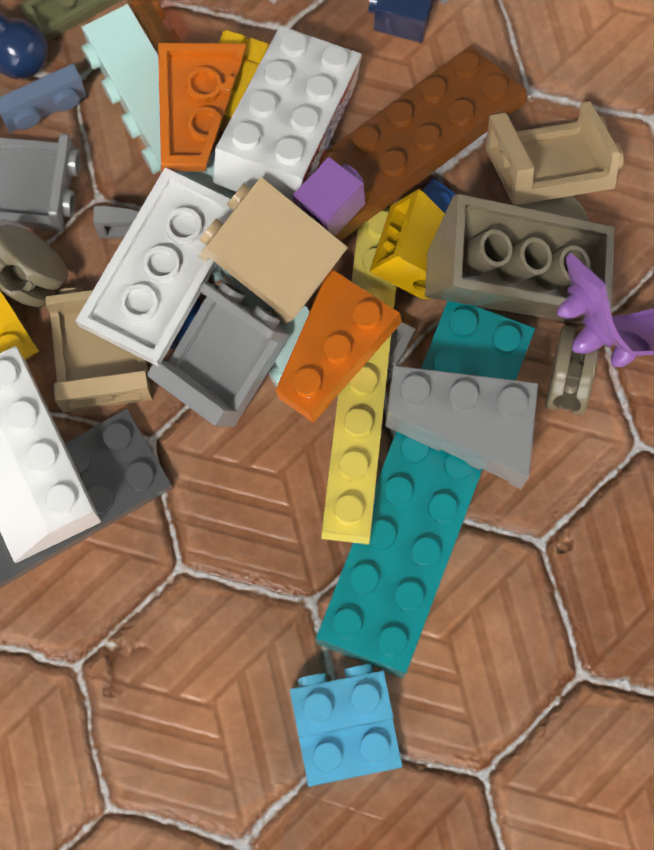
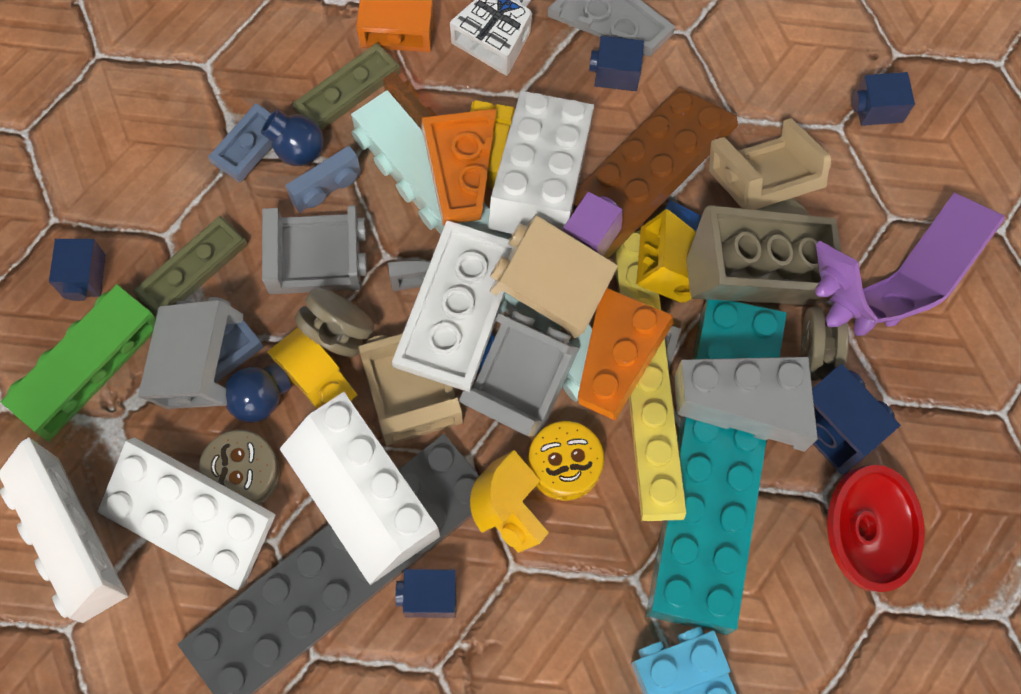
camera: 10 degrees left, 5 degrees down
(78, 582) = (427, 593): none -> dark blue brick
(171, 493) = (498, 502): none -> yellow brick
(256, 459) = (566, 460): none -> yellow head
(577, 458) = (849, 419): none -> dark blue brick
(605, 588) = (876, 528): none -> red dish

